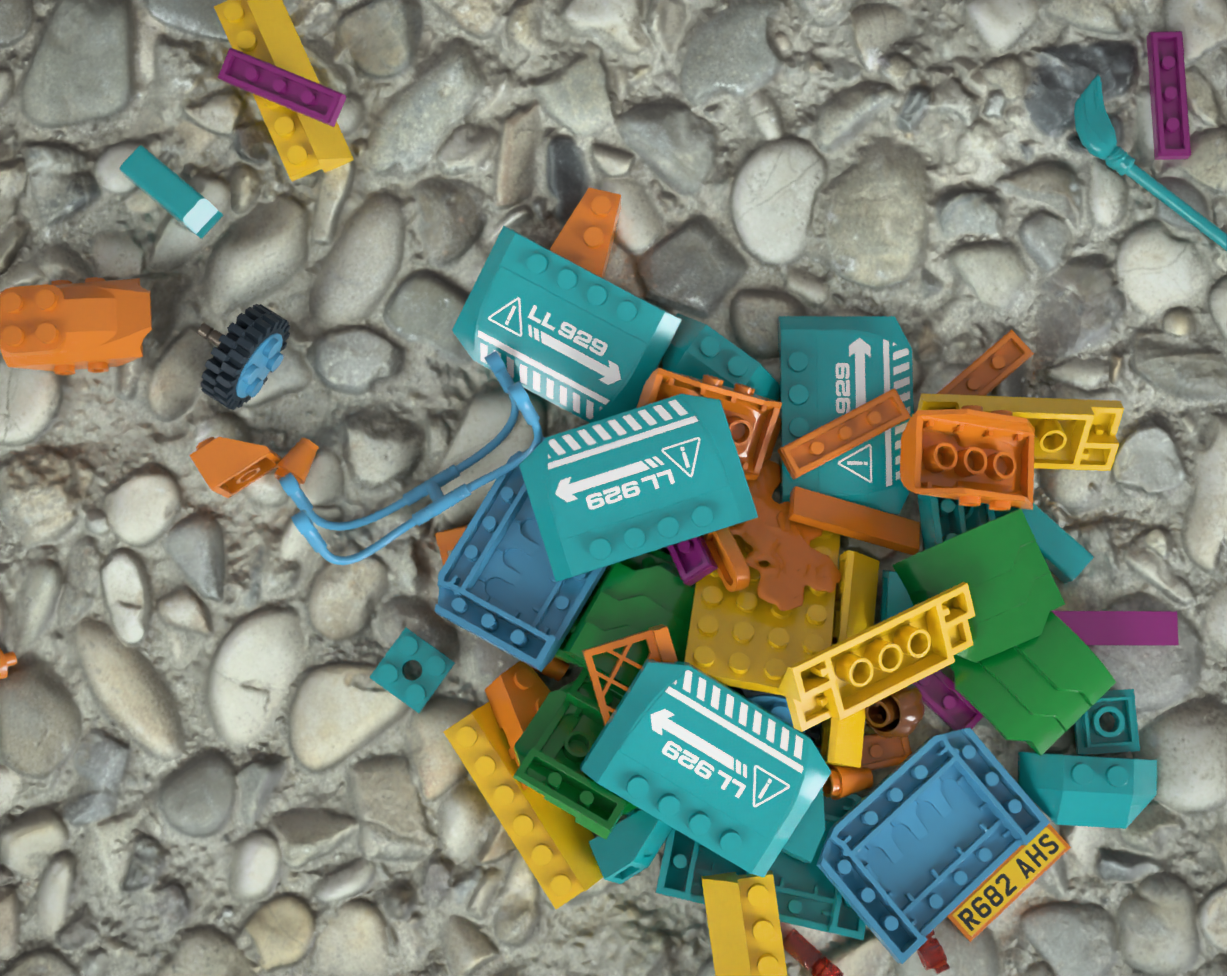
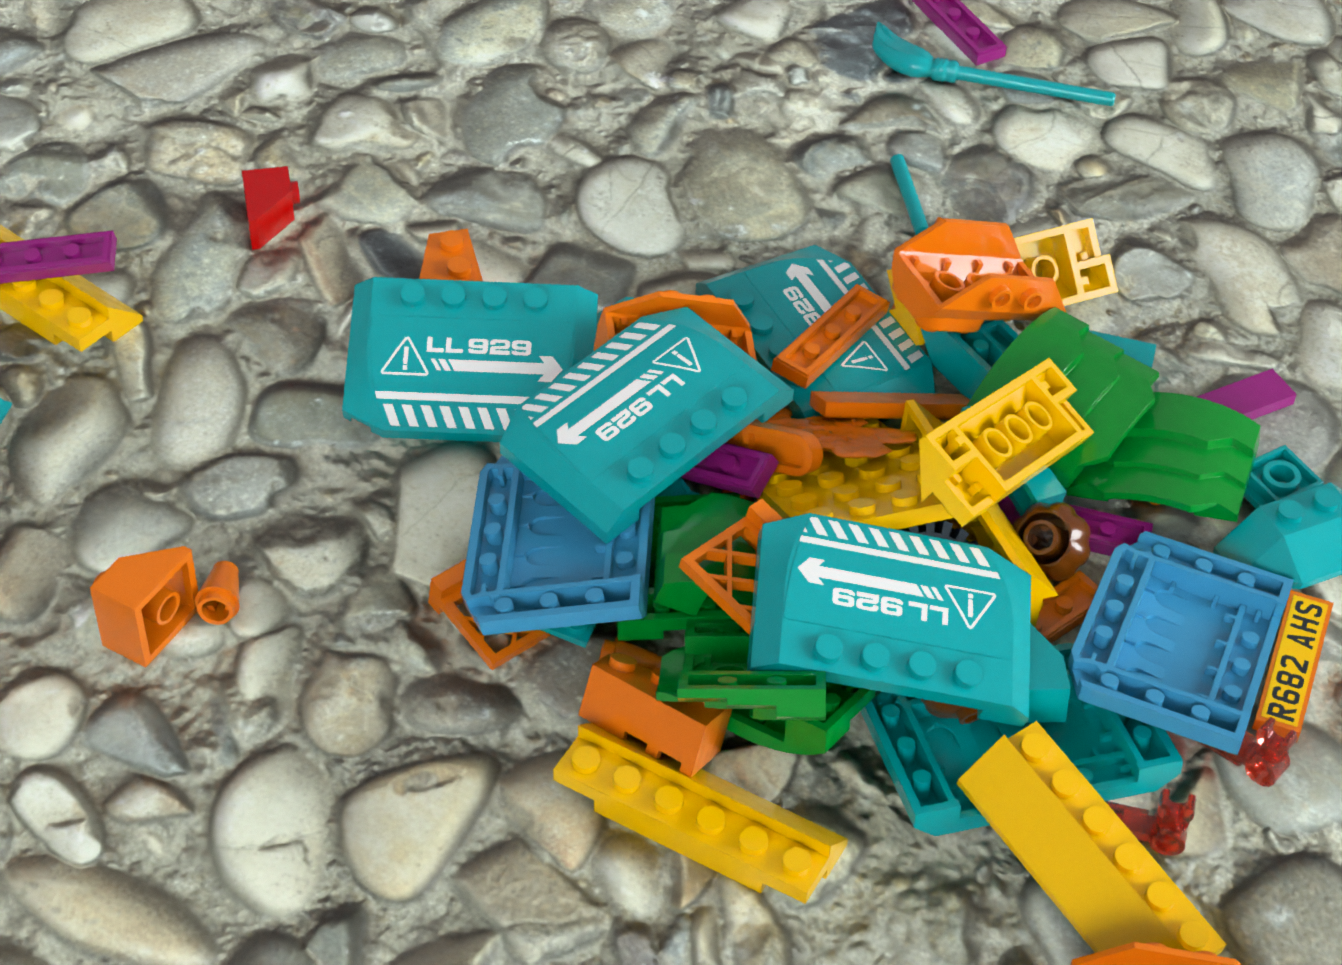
camera: 30 degrees left, 35 degrees down
(243, 355) = (108, 488): black wheel -> none
(304, 519) = (405, 553): dark azure bar -> none
(391, 670) = (466, 717): teal piece -> none
(491, 81) = (269, 202): none -> red slope
(629, 846) = (856, 775): teal slope -> none
(846, 781) = (1056, 625): orange cone -> none
(1005, 291) = (909, 193): none -> teal bar

